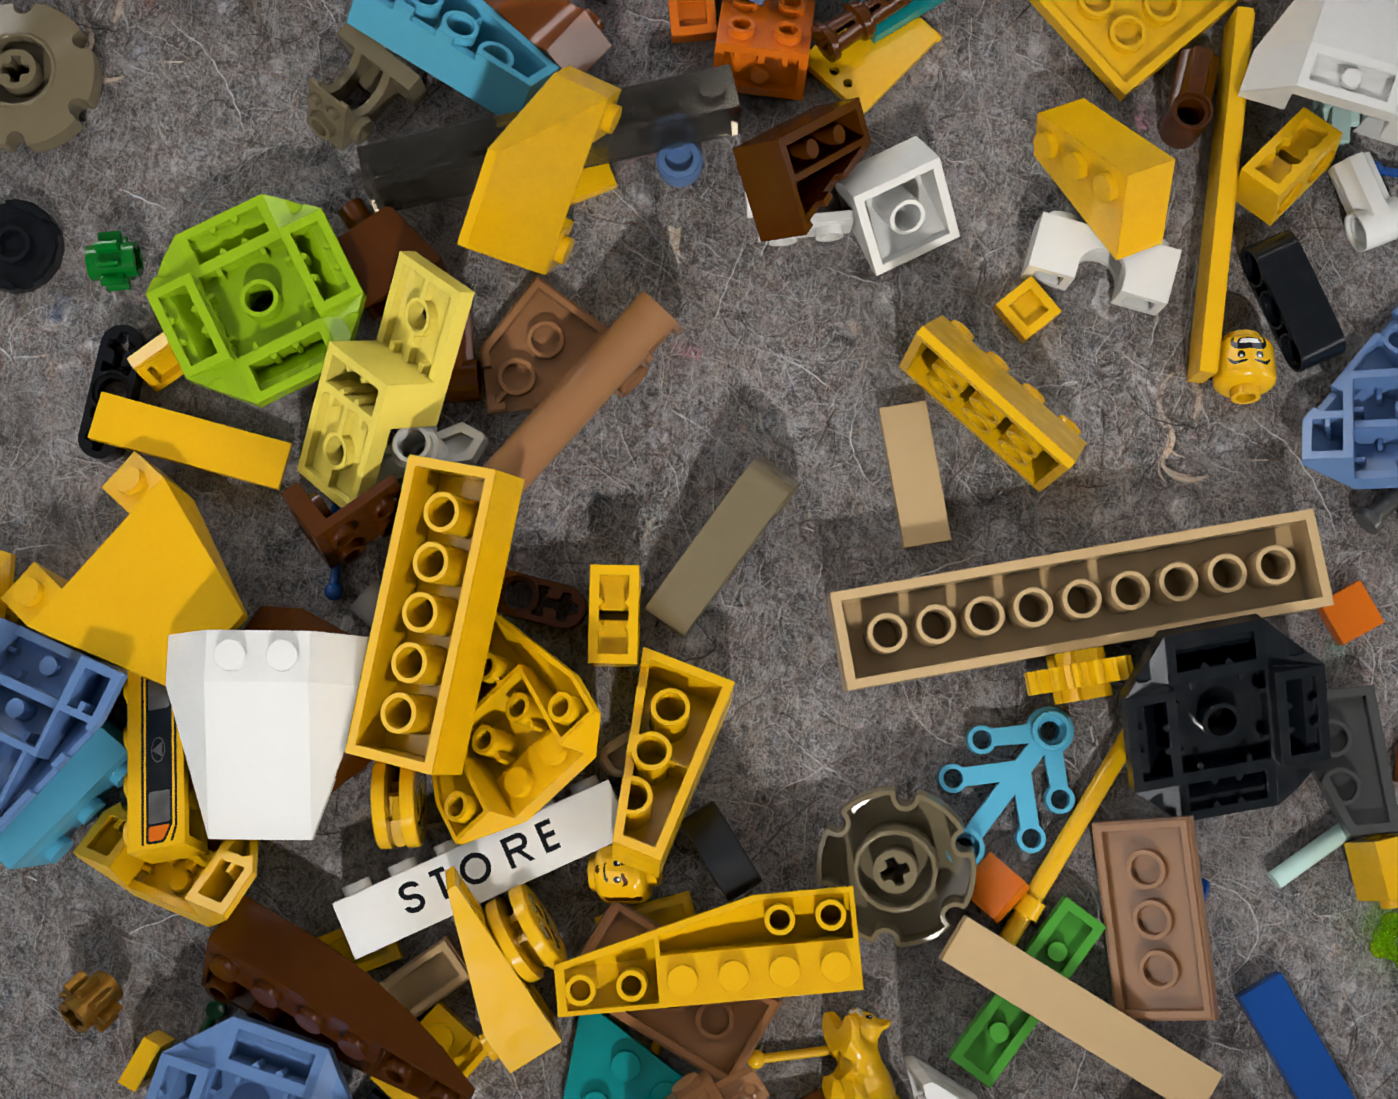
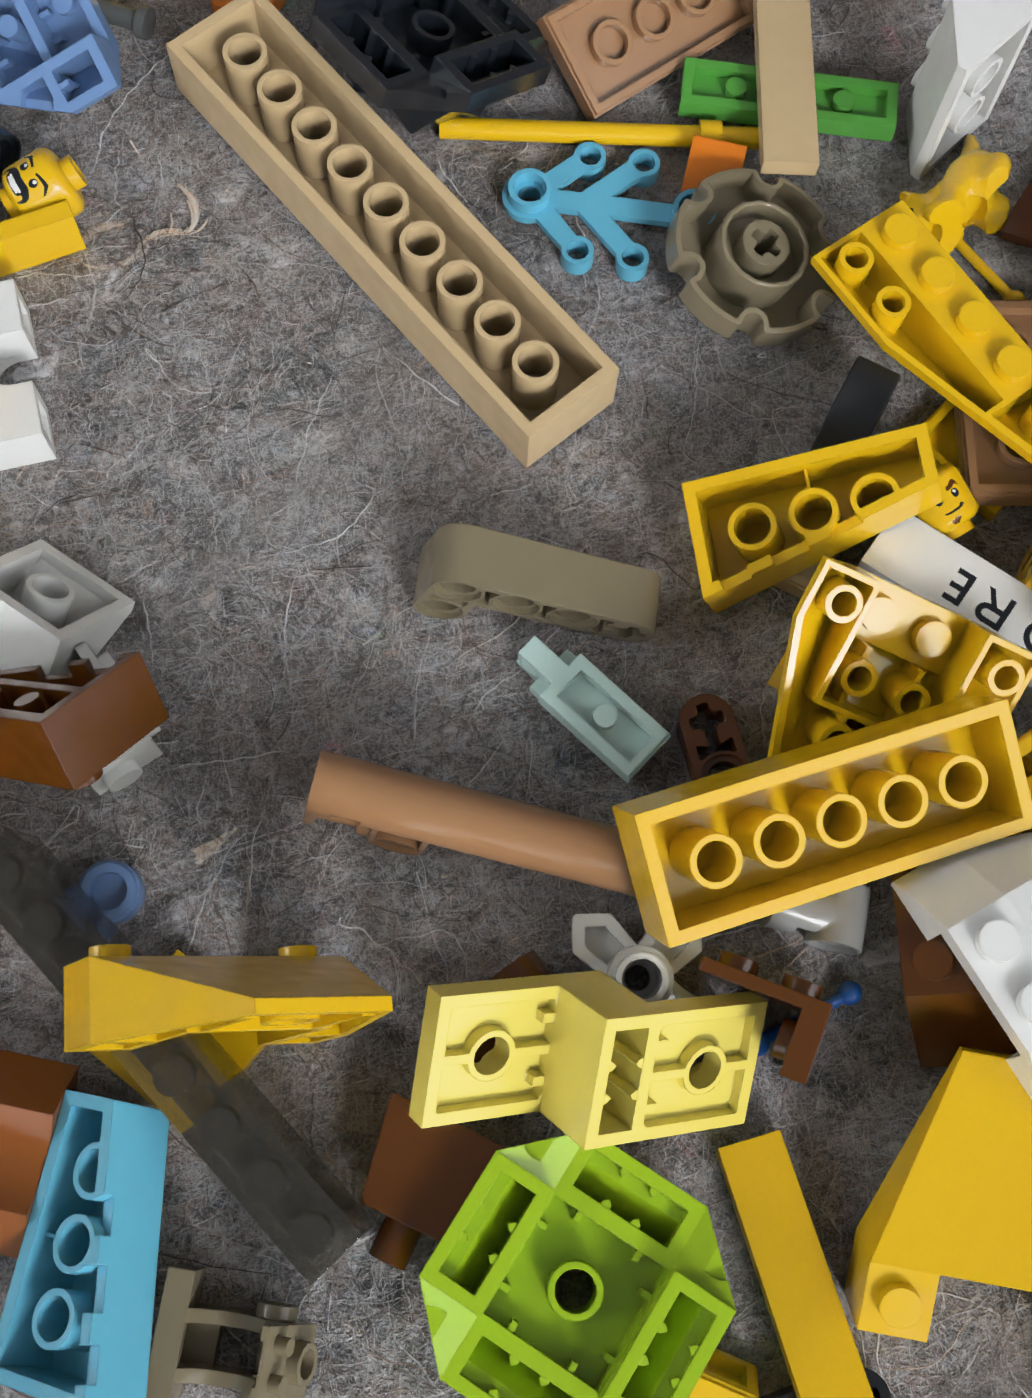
camera: 125 degrees left, 10 degrees down
(534, 348) = (434, 921): medium nougat tile -> none
(614, 615) = (687, 652): yellow brick -> none
(618, 535) = (593, 708): none -> light aqua hinge
(914, 475) = (340, 449): tan tile -> none
(992, 403) = (221, 391): yellow slope -> none
(1027, 309) = (91, 429): yellow tile -> none
(1079, 675) = (466, 169): yellow gear -> none

